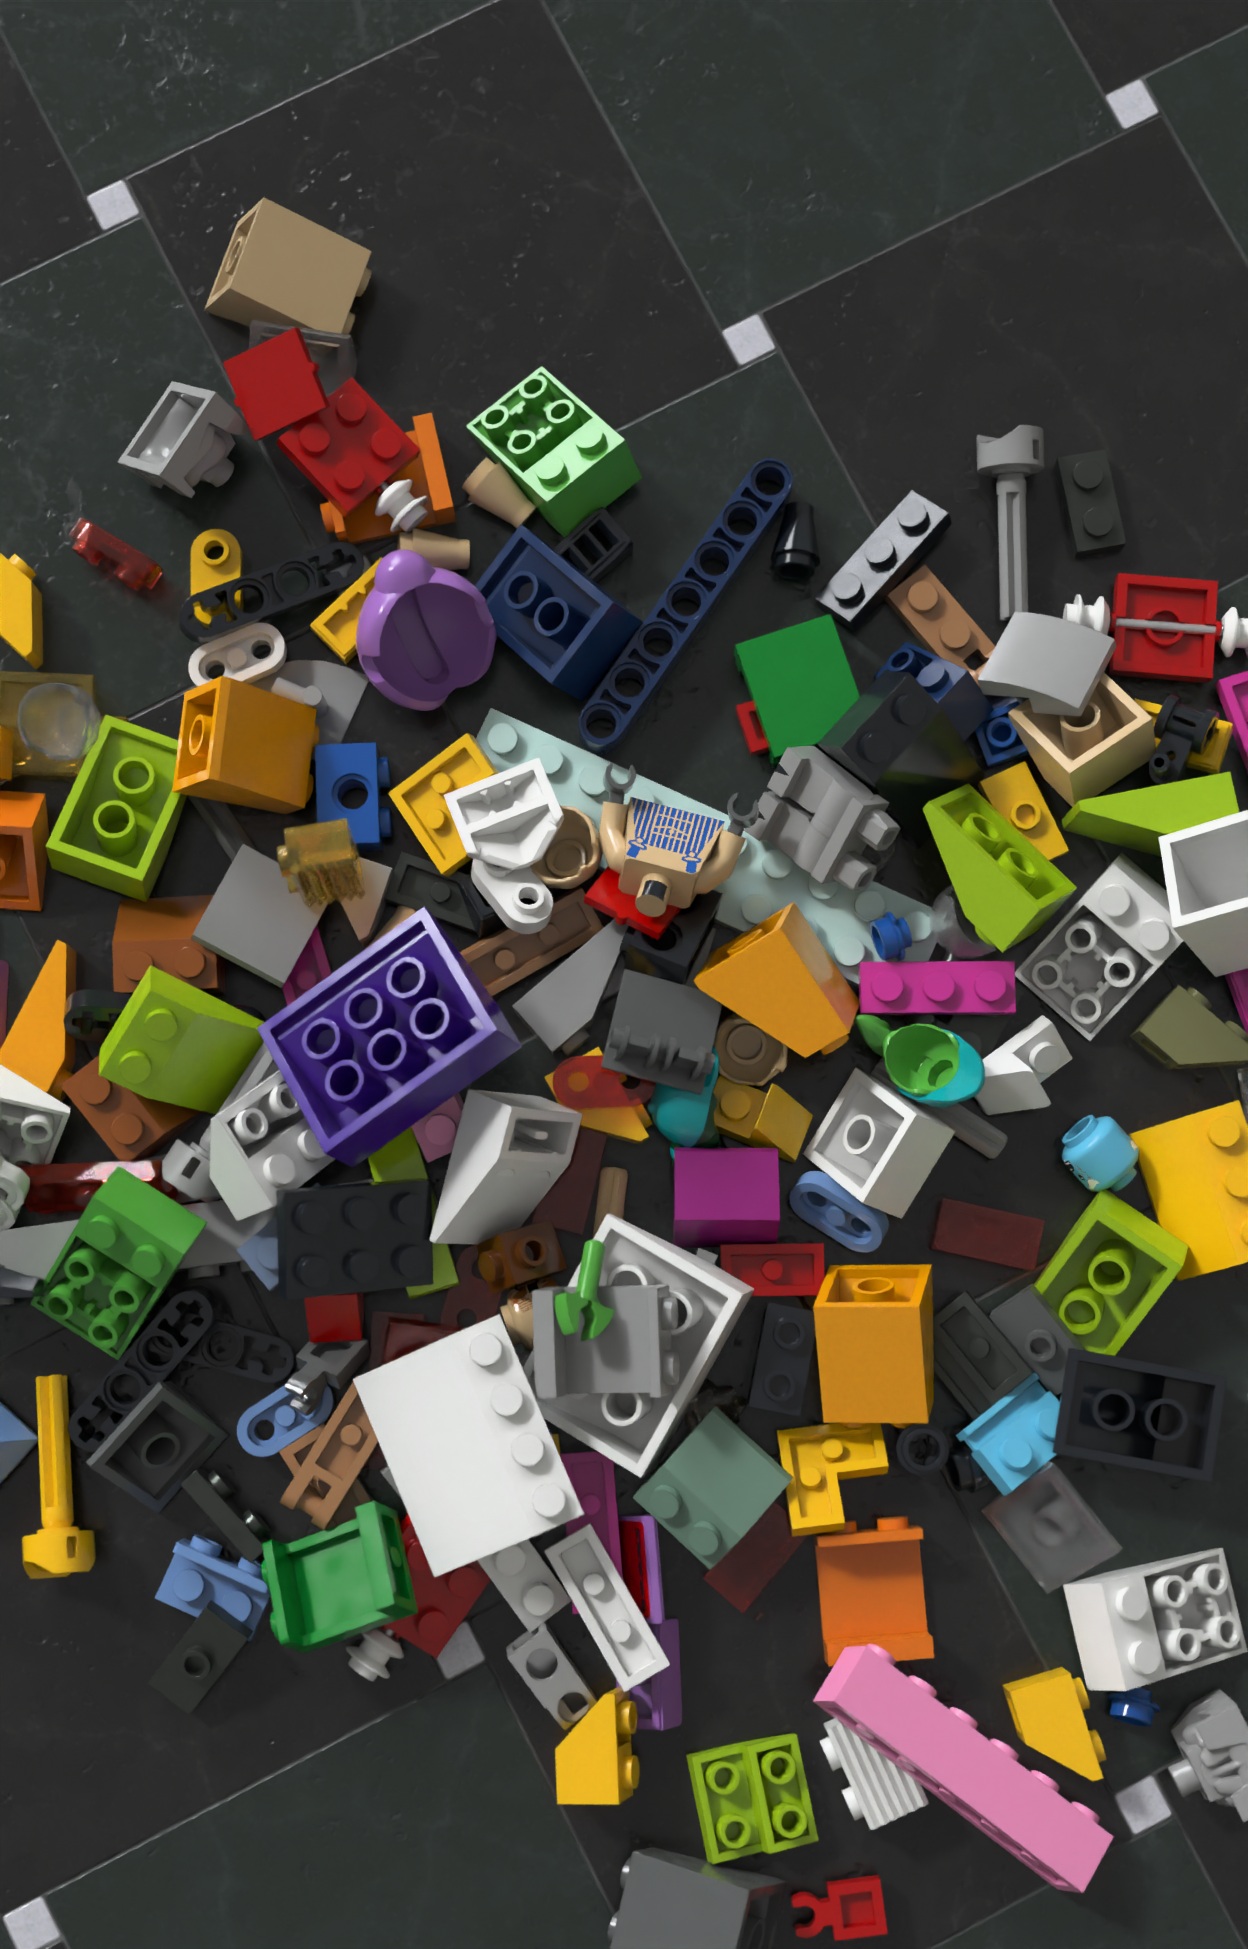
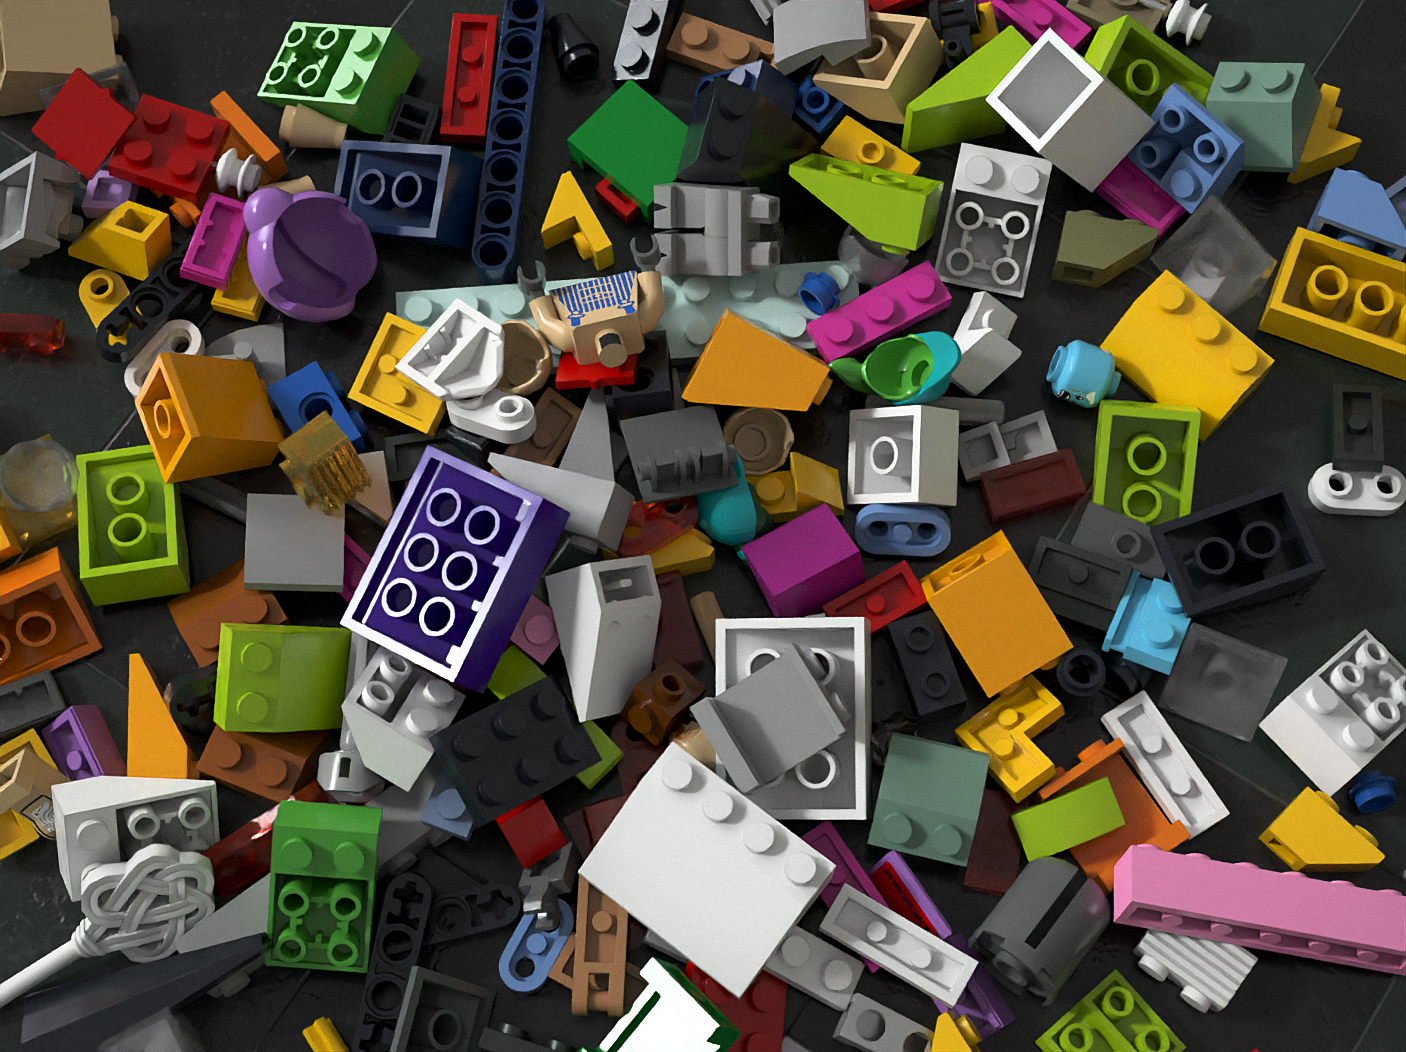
camera: 25 degrees left, 10 degrees down
(261, 517) = (126, 240): none -> yellow slope
(267, 463) = (107, 193): none -> lavender plate
(344, 568) = (215, 242): none -> dark pink plate
(550, 1043) = (595, 504): none -> light grey slope
(585, 1298) = (736, 695): bright green bar -> none
(679, 522) = (469, 78): none -> red plate
(699, 720) = (574, 218): none -> yellow slope
(741, 1640) = (1064, 945): none -> dark grey cylinder
(832, 1577) = (1068, 819): none -> lime slope
(953, 1573) = (1165, 765): none -> white plate
(986, 1181) = (1005, 444): none -> light grey slope

